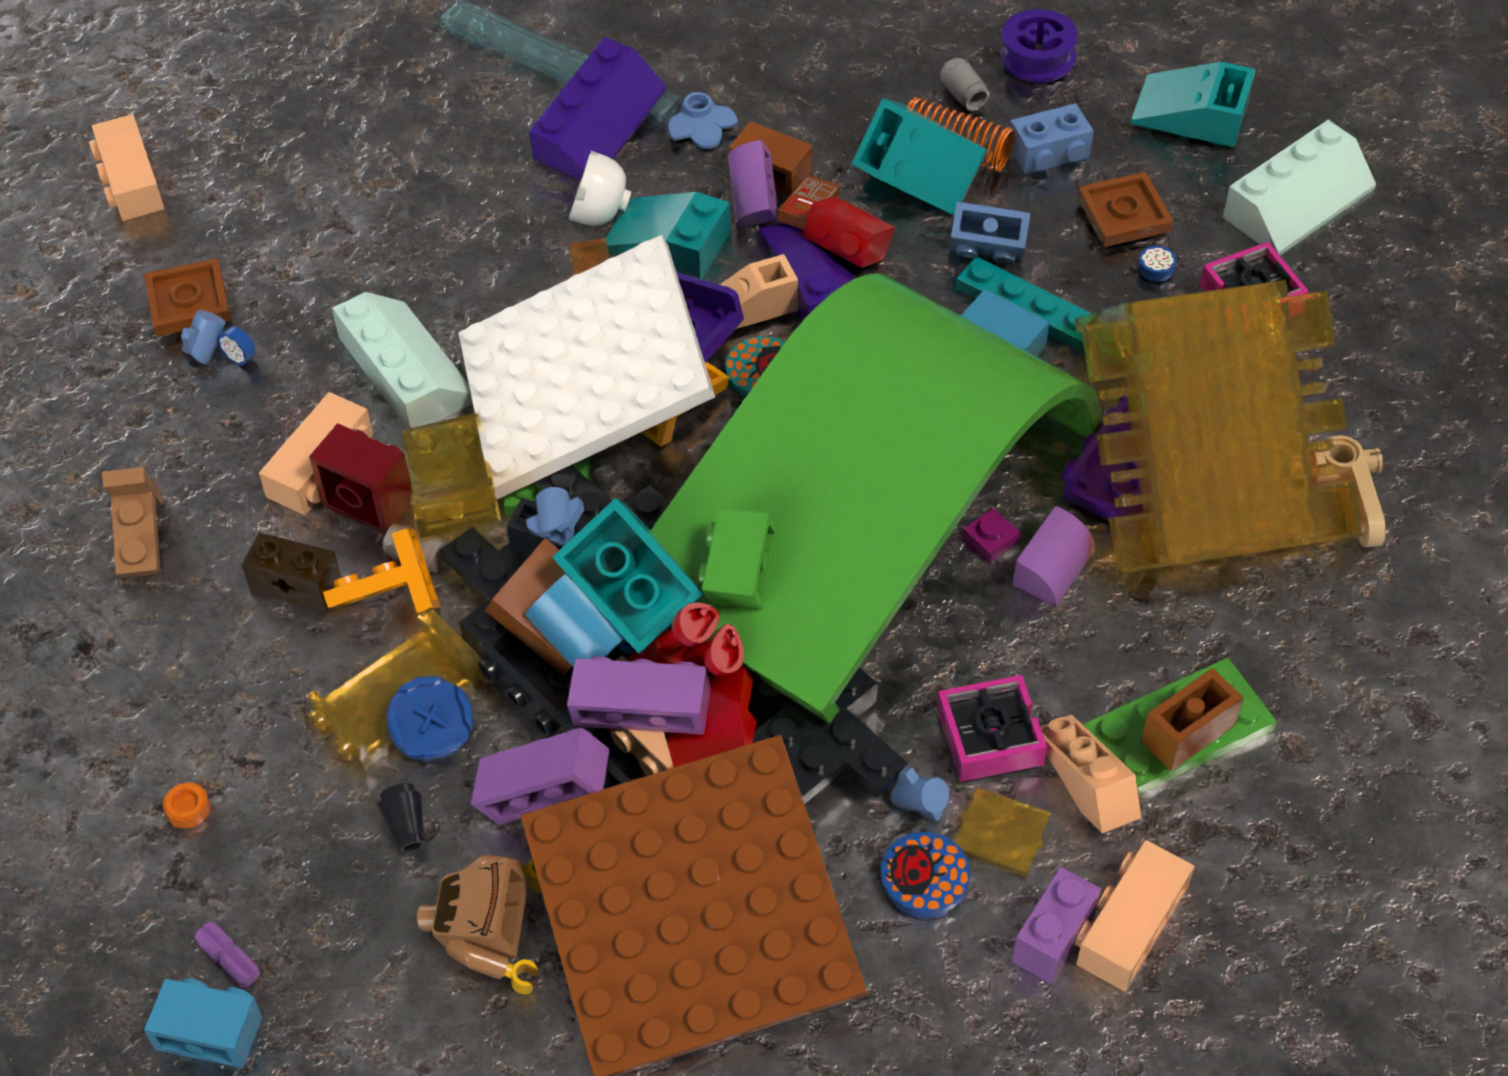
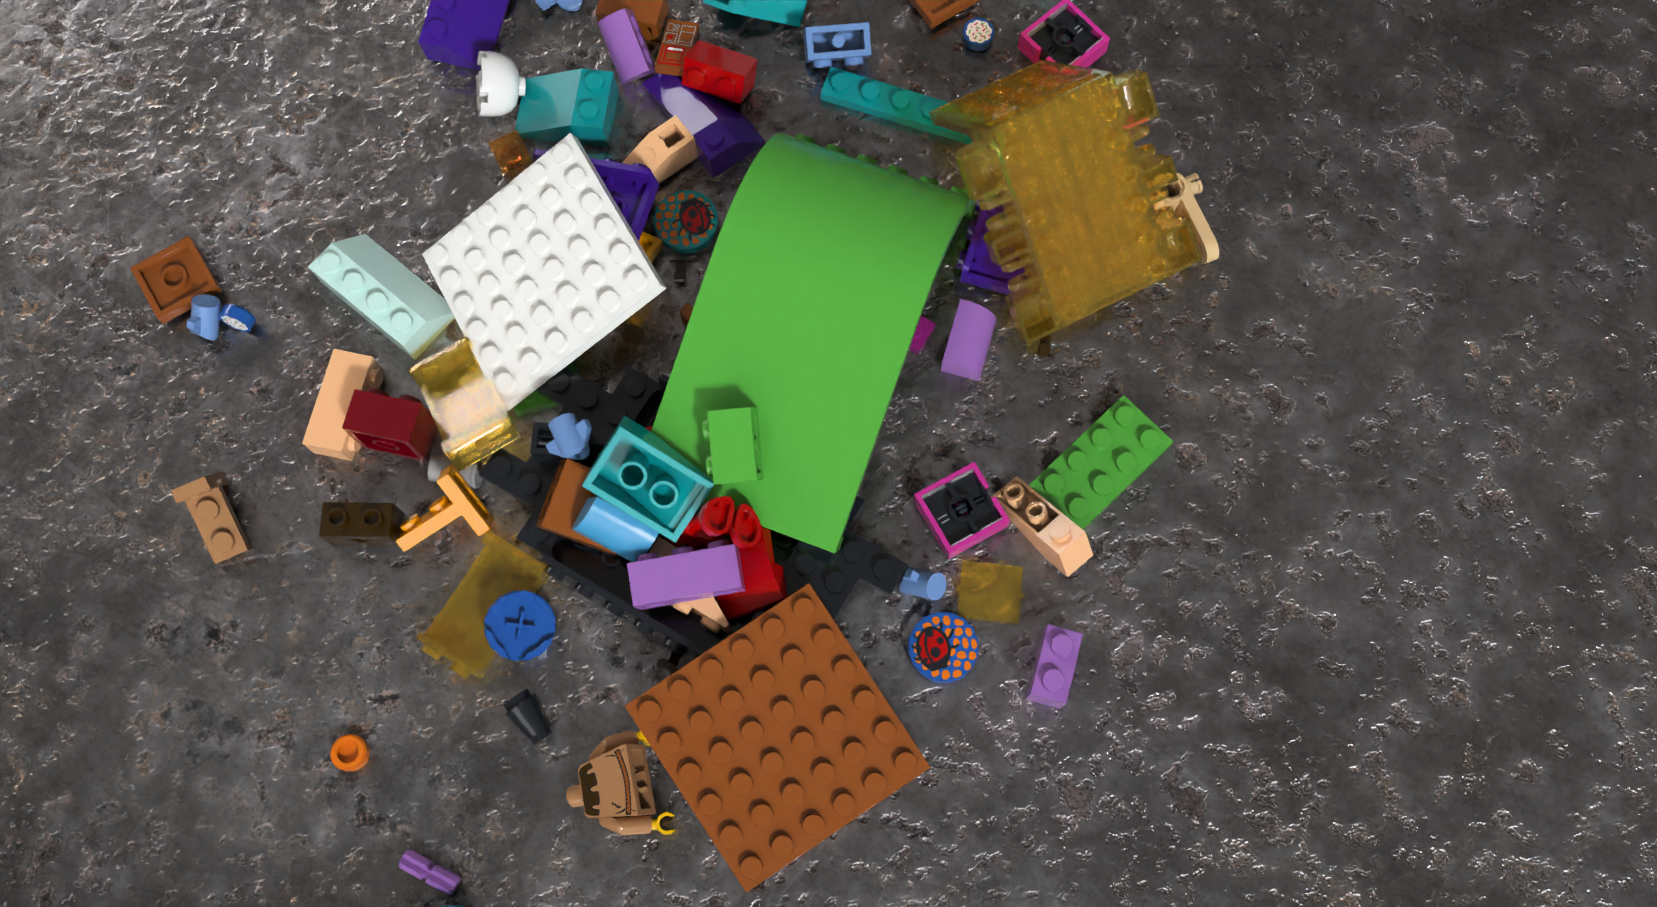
camera: 15 degrees left, 20 degrees up
(125, 168) = (72, 162): light nougat brick -> none
(539, 775) = (627, 660): medium lavender brick -> none
(1009, 322) = (873, 135): dark azure brick -> none
(1133, 914) = (1108, 639): light nougat brick -> none
(1191, 719) = (1116, 469): dark orange brick -> none

